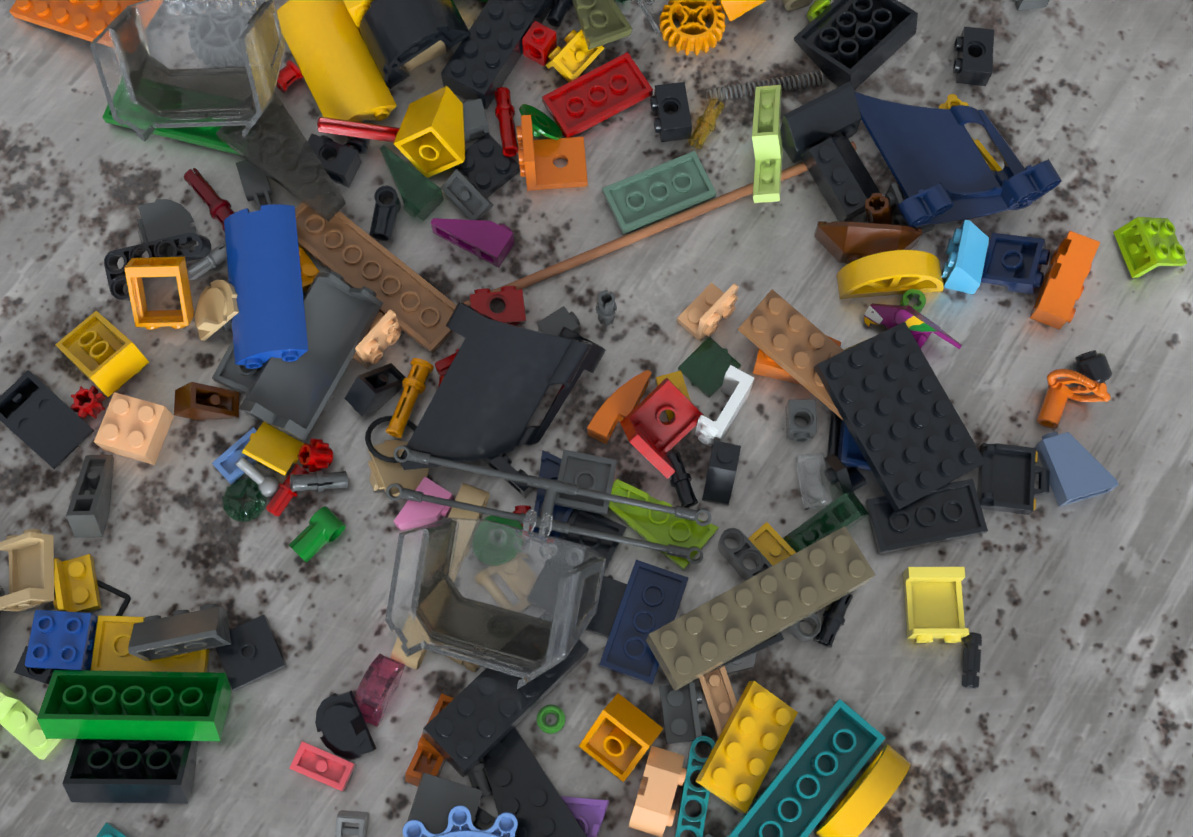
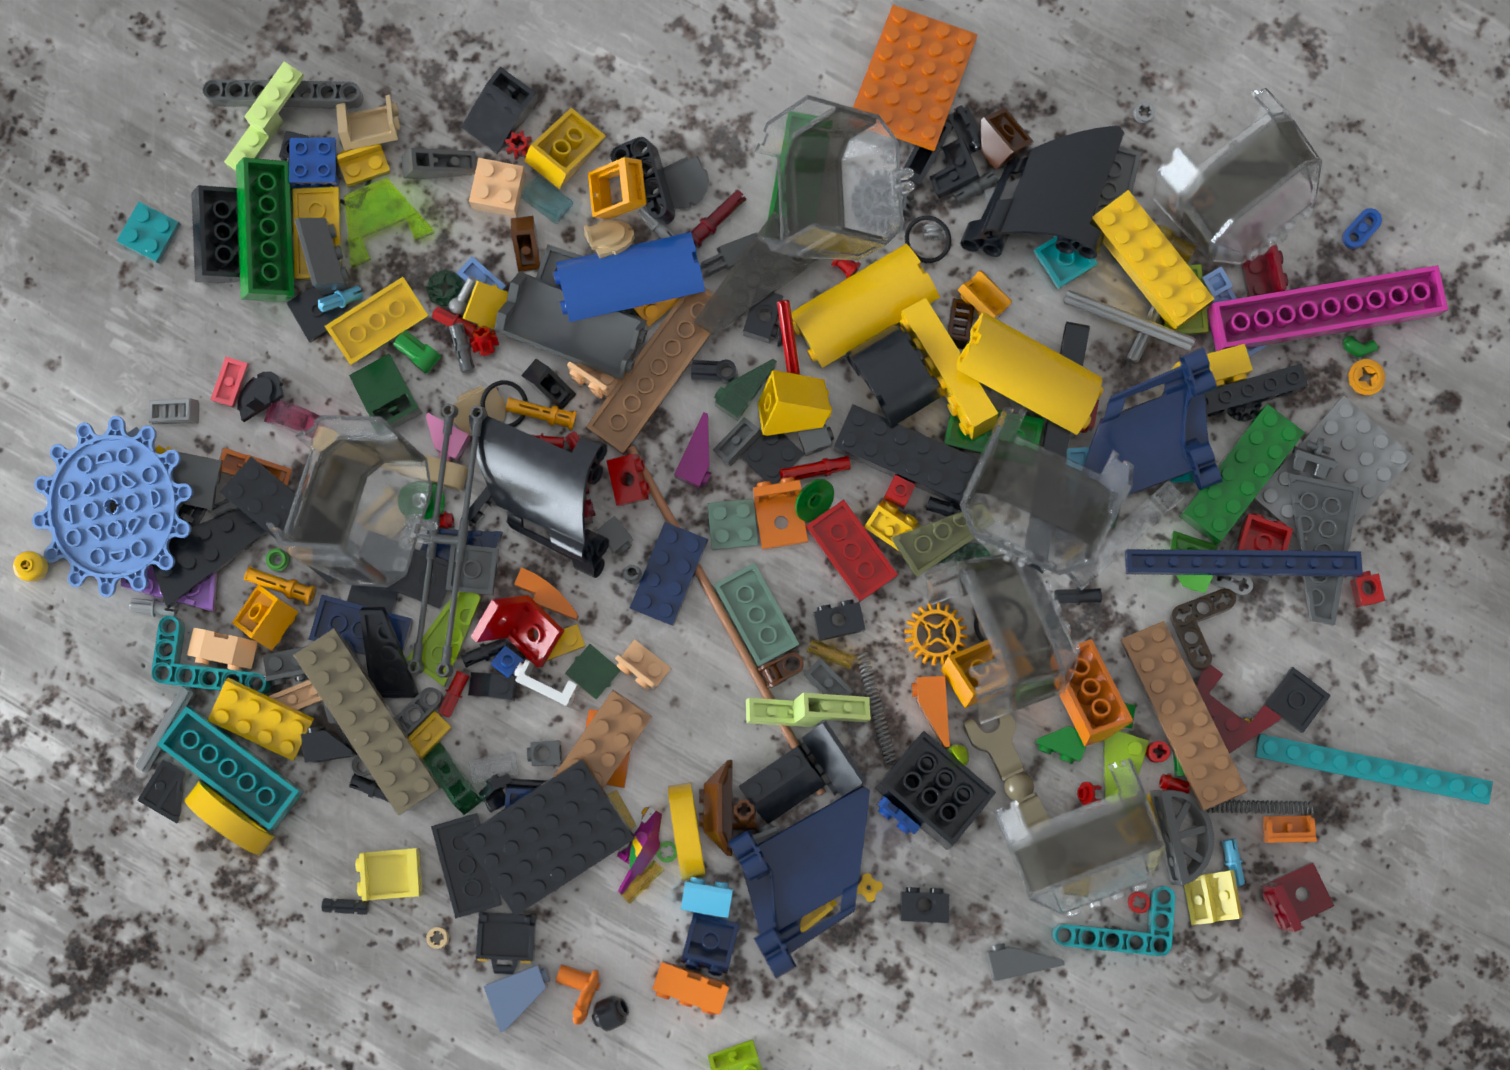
camera: 85 degrees right, 10 degrees up
(134, 571) = (376, 209): none -> clear neon green wing
(159, 379) = (546, 199): none -> clear light blue slope
(238, 619) = (339, 299): none -> medium azure axle
(272, 579) = (376, 320): none -> yellow plate
(358, 573) = (385, 392): none -> dark green slope
(557, 211) = (732, 524): none -> sand green plate
(585, 700) = (292, 590): none -> light orange pin
(595, 268) = (669, 573): none -> dark blue plate
(678, 587) = (384, 655): none -> black wing
(695, 450) = (506, 662): none -> blue bracket
(723, 173) = (780, 670): none -> reddish brown piece
(727, 518) = (453, 694): none -> red axle
(734, 129) = (827, 680): none -> dark grey plate
(766, 30) = (932, 700): none -> orange slope
(786, 666) = (324, 746): none -> black slope
(875, 75) = (905, 823): none -> blue wing
(935, 316) = (642, 881): none -> clear yellow pin
(1012, 548) = (443, 942): none -> tan bush

